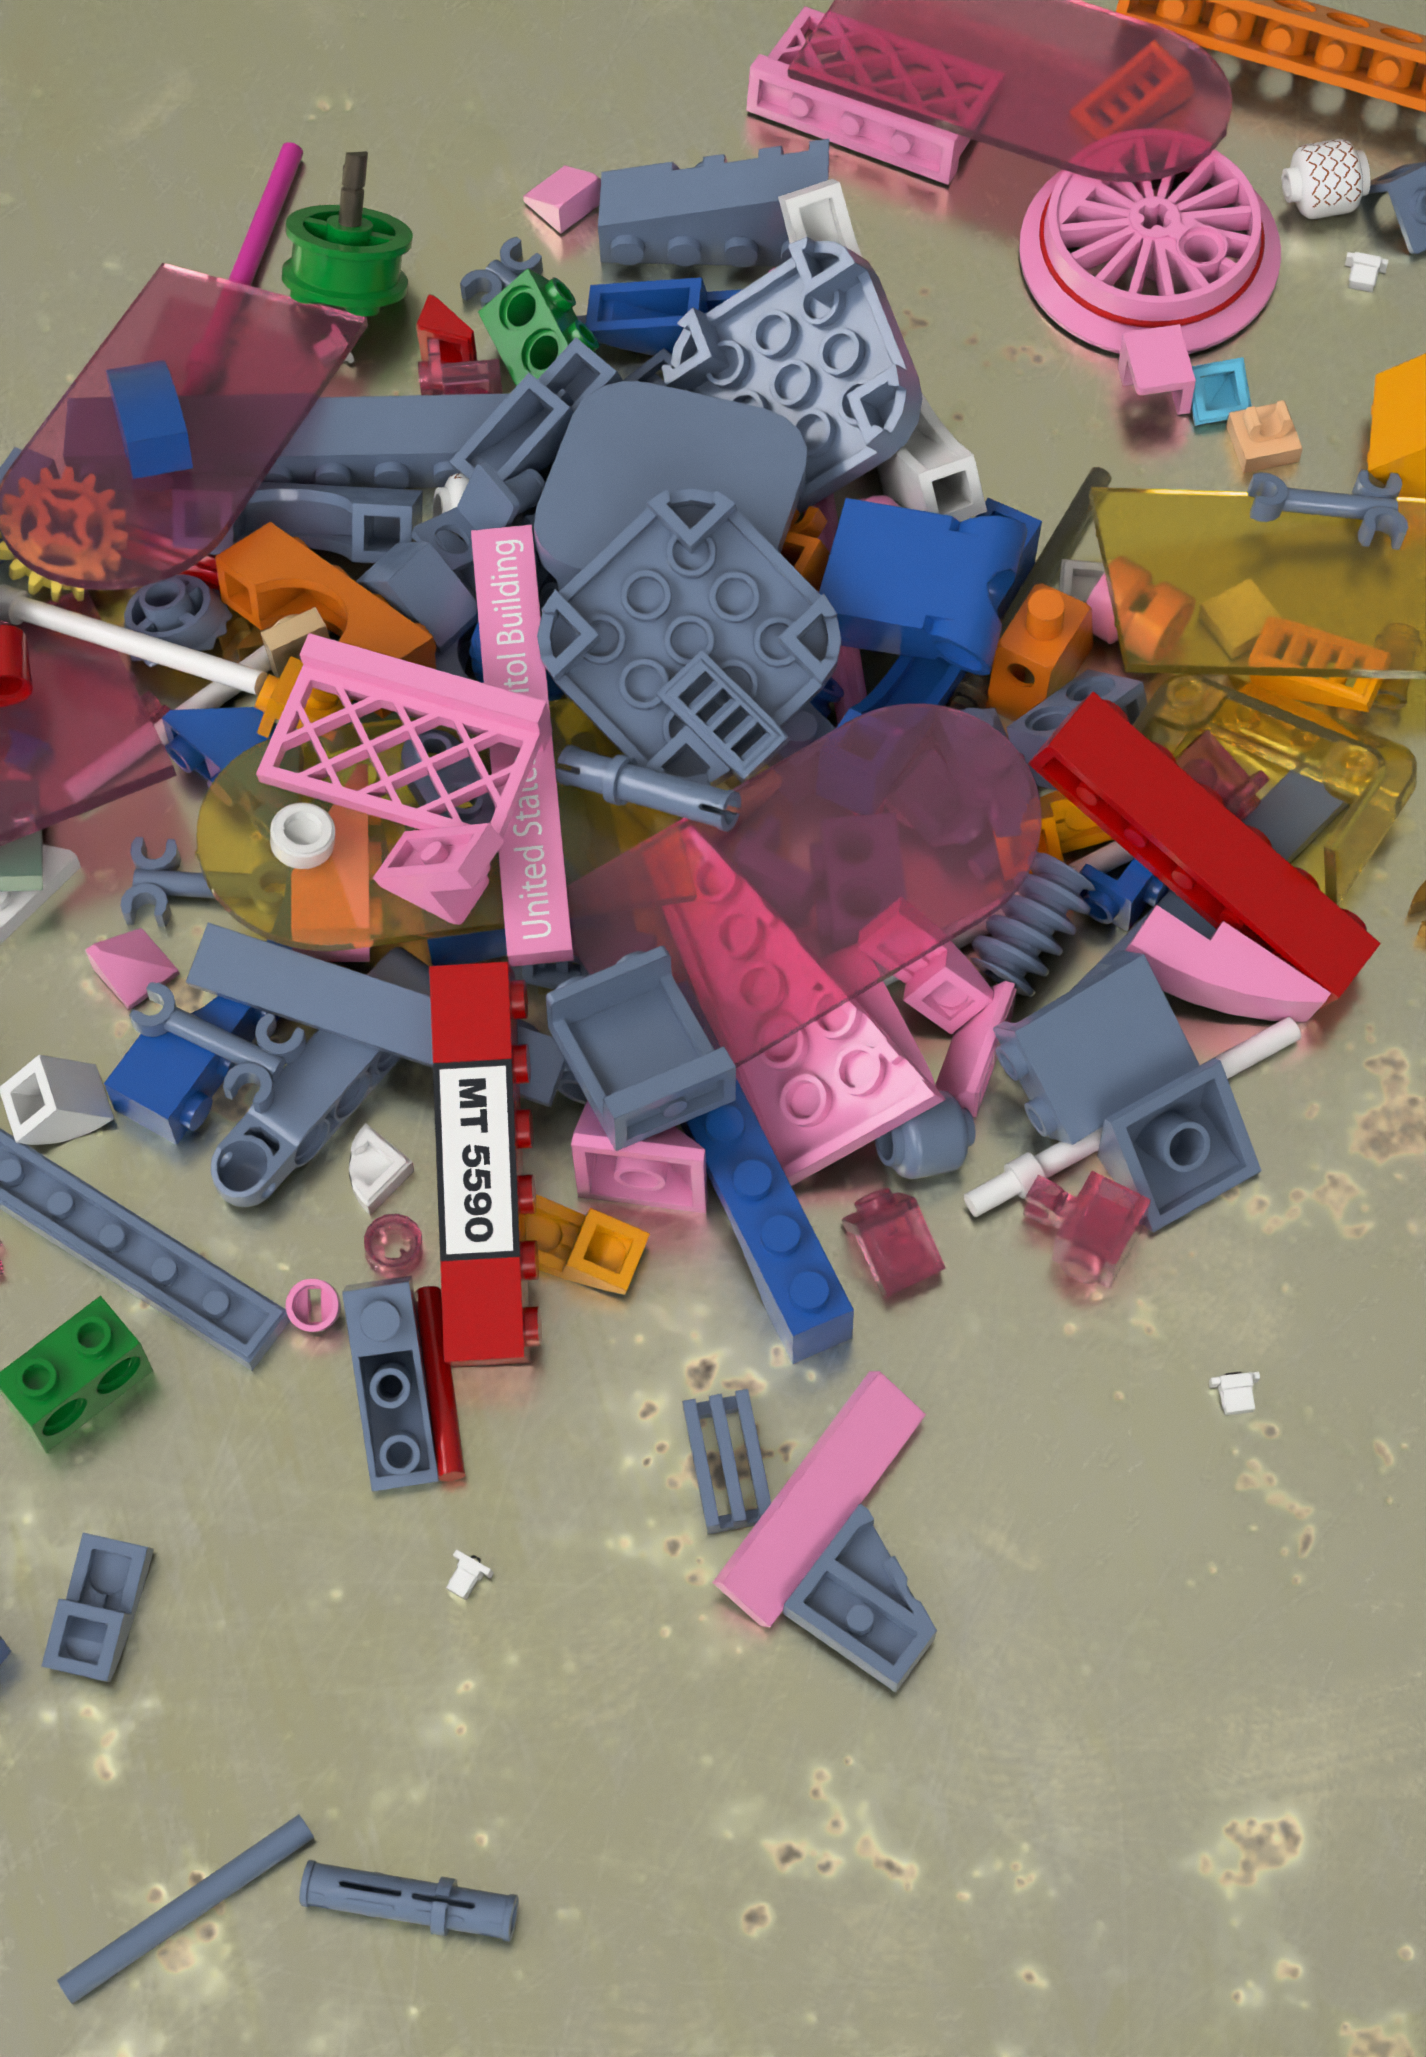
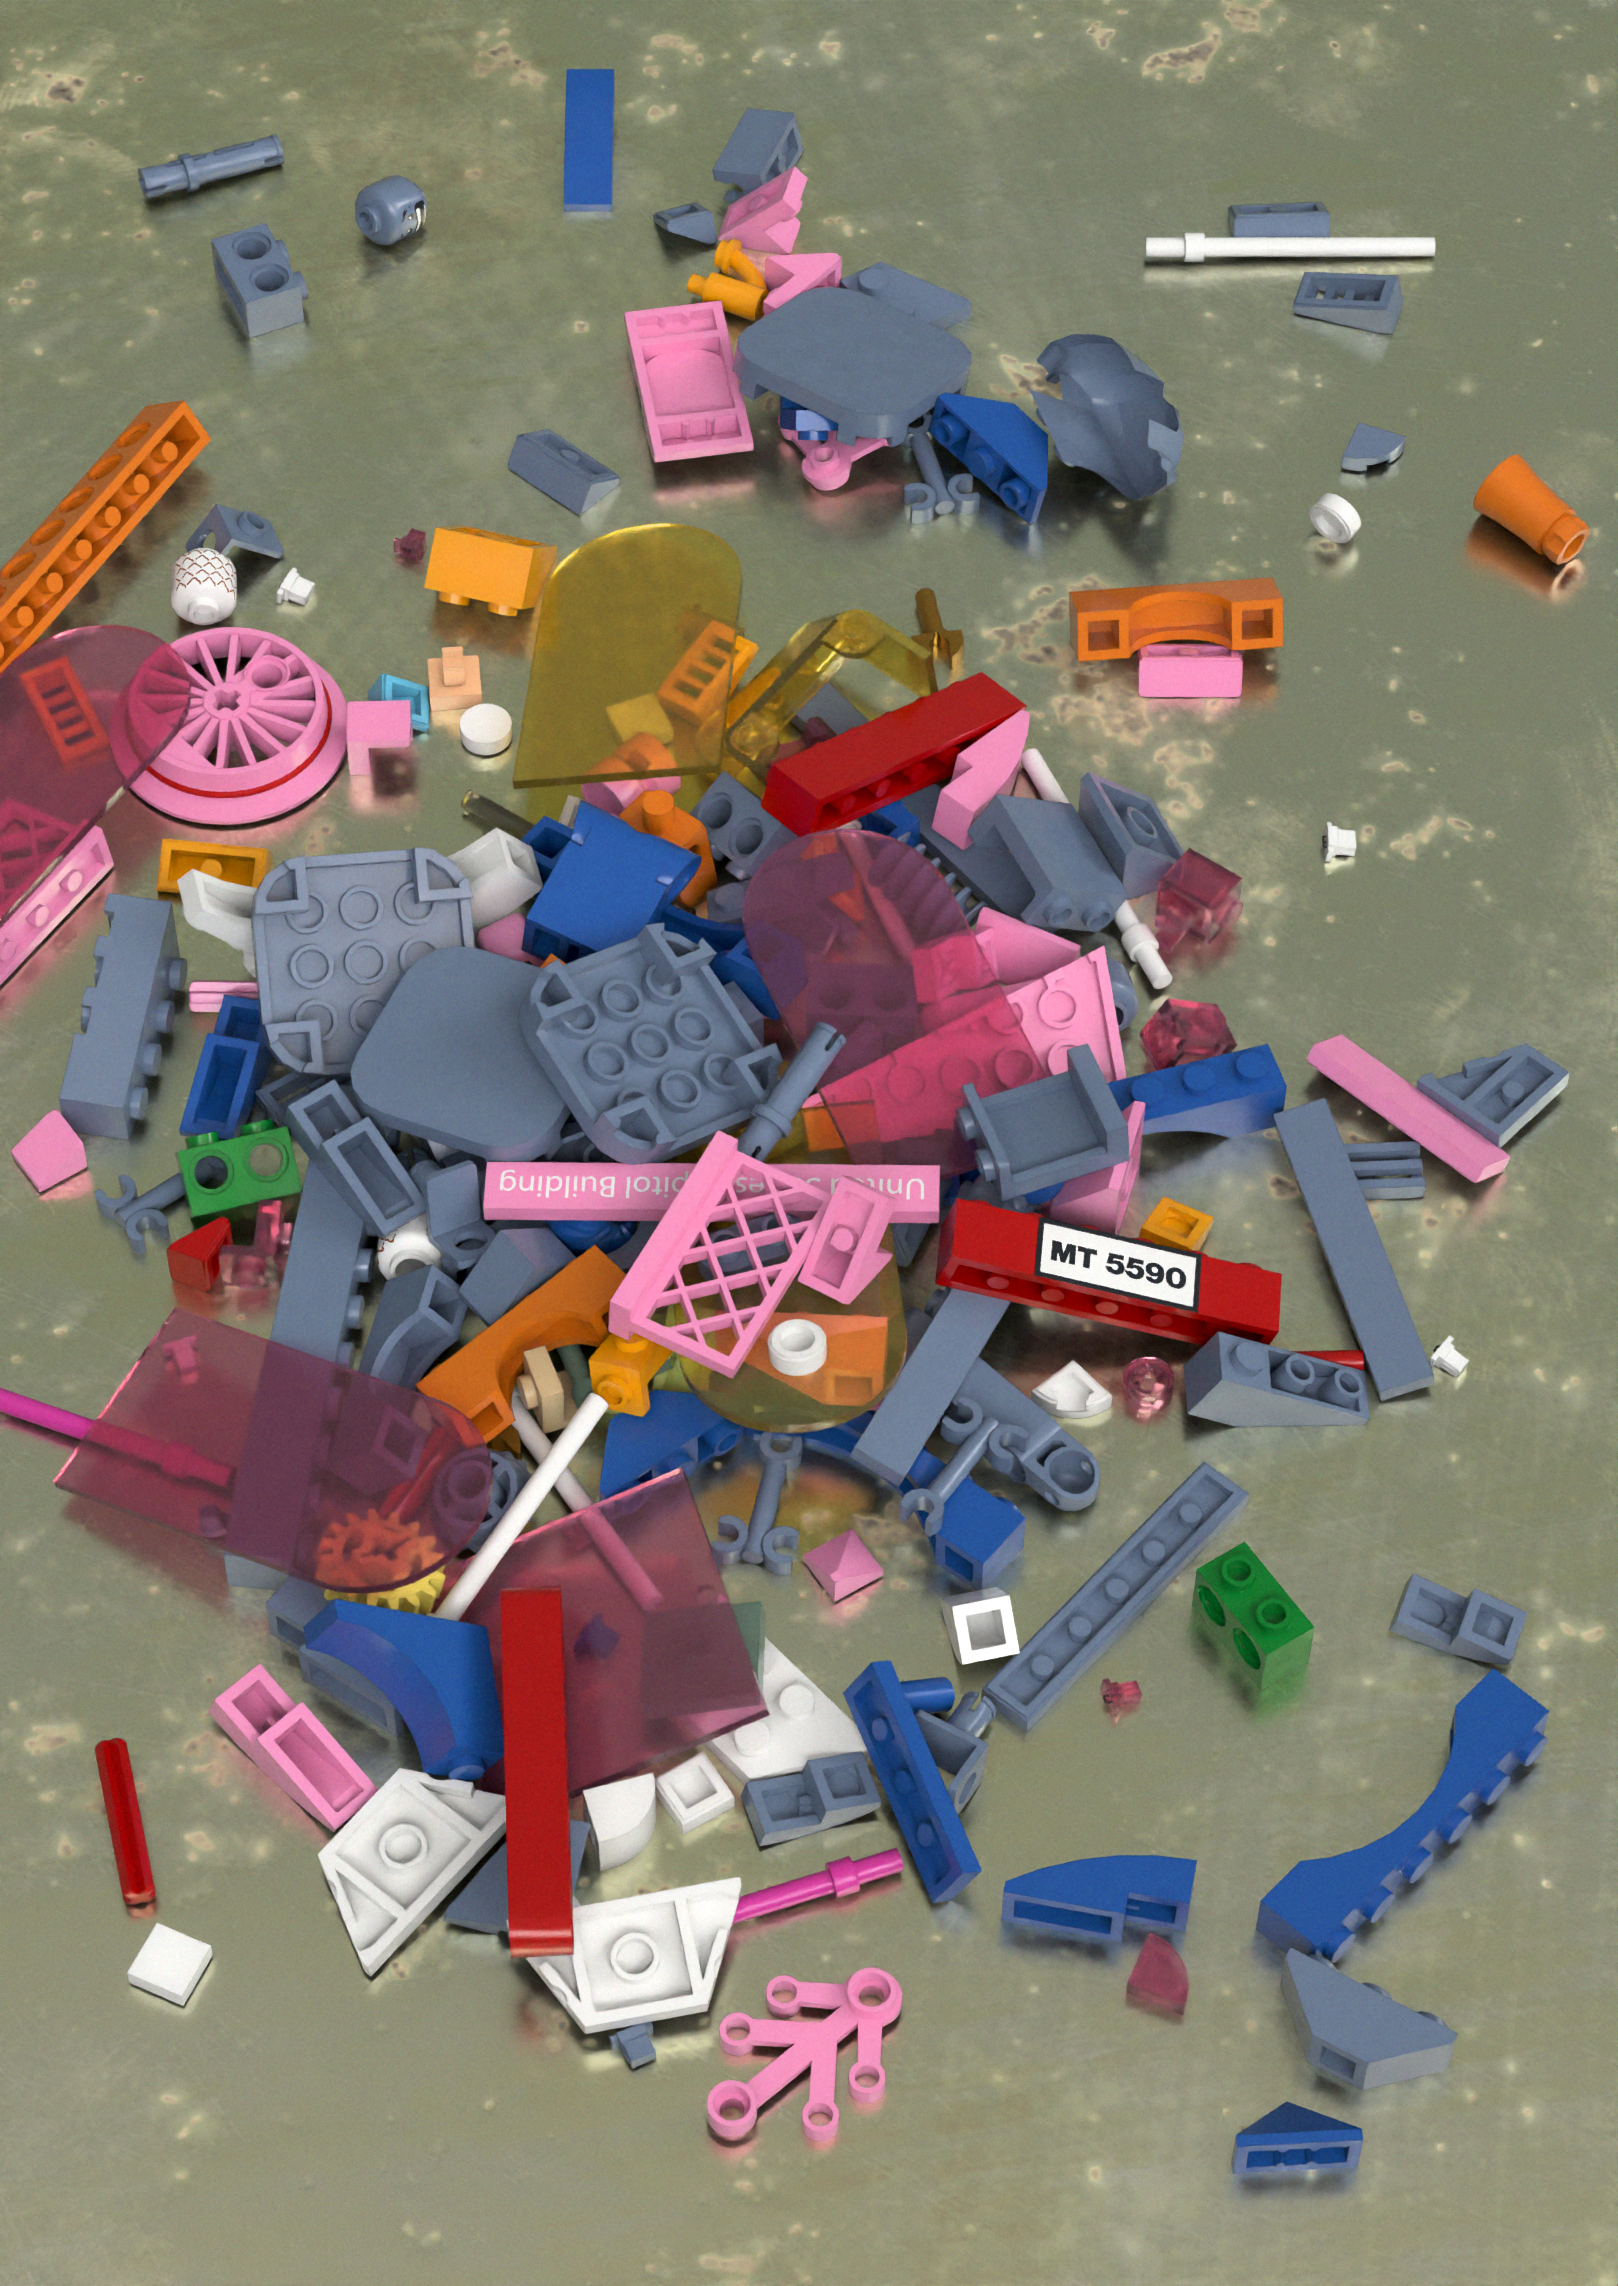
camera: 85 degrees left, 10 degrees down
(150, 419) = (291, 1450): blue slope -> none
(299, 1305) = (1201, 1433): bright pink hinge -> none
(347, 251) = (102, 1307): green wheel -> none
(600, 1448) = (1353, 1250): none -> sand blue tile
(758, 754) = (759, 1014): sand blue slope -> none
(955, 267) = (226, 862): none -> light orange slope
(1203, 469) = (485, 729): none -> white tile
(1367, 502) = (555, 616): sand blue bar -> none

